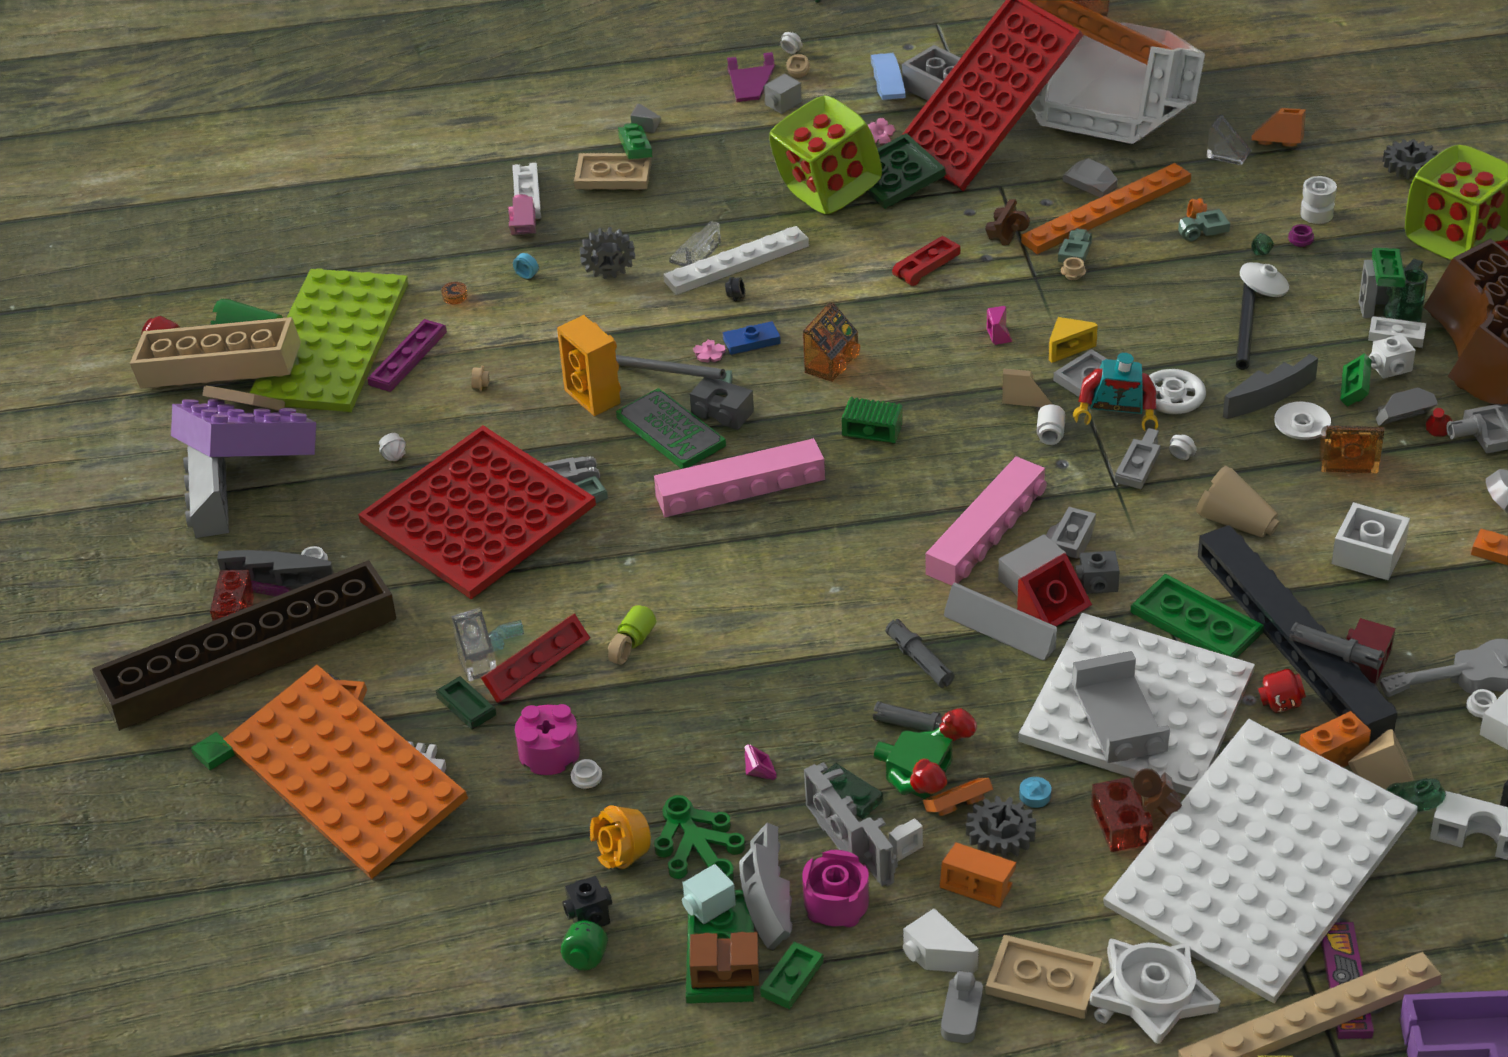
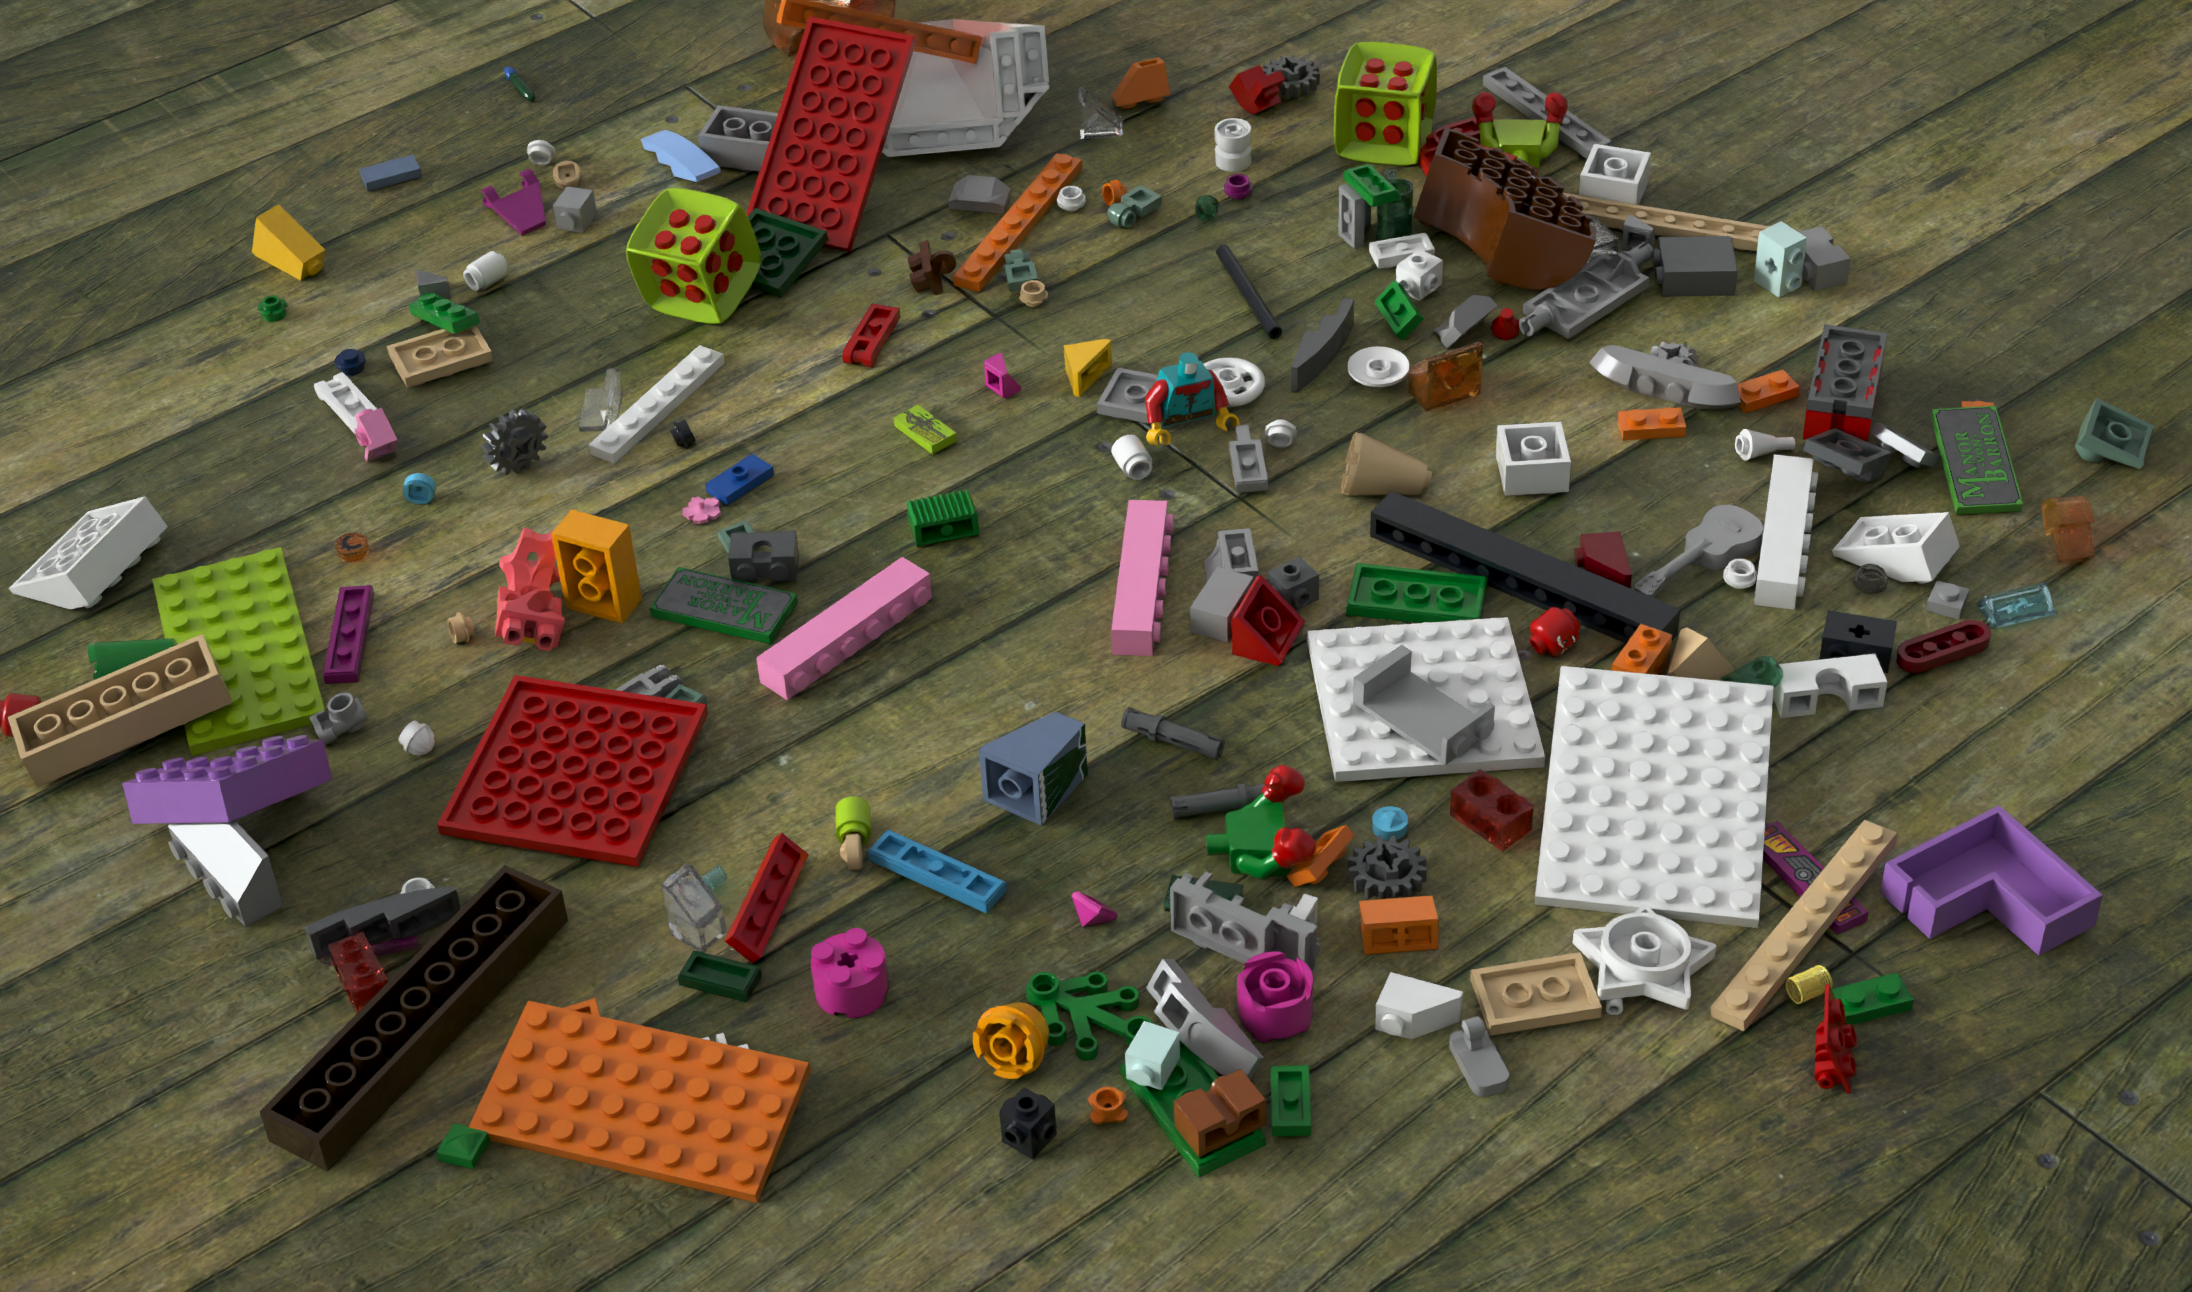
camera: 30 degrees left, 0 degrees up
(243, 398) = (200, 747): tan tile -> none
(286, 238) = (92, 555): none -> white slope
(353, 411) = (343, 716): none -> light grey plate
(523, 382) = (527, 607): none -> coral hips
(528, 101) = (272, 308): none -> green plate
(550, 157) = (350, 362): none -> dark blue plate
(565, 56) = (286, 244): none -> yellow slope
(584, 945) = (1056, 1165): green head -> none
(586, 774) = (916, 994): white plate -> none
(658, 918) = (1108, 1105): none -> orange plate
(669, 688) = (937, 871): none -> dark azure plate
(671, 367) = (695, 536): dark grey piece -> none
(678, 26) = (390, 173): none -> sand blue tile
(687, 120) = (486, 271): none -> white brick
(791, 636) = (1035, 766): none -> sand blue slope
(829, 343) = (842, 455): clear orange slope -> none
(913, 347) = (925, 429): none -> lime tile
(1001, 622) = (1231, 671): light grey slope -> none
(1021, 389) = (1076, 432): tan slope -> none
(1157, 791) = (1519, 772): reddish brown hips -> none
(1159, 202) = (1071, 198): none -> white plate
(1264, 279) = (1235, 240): white dish -> none
(1348, 649) = (1584, 567): dark grey pin -> none
(1373, 160) = (1256, 90): none -> red brick

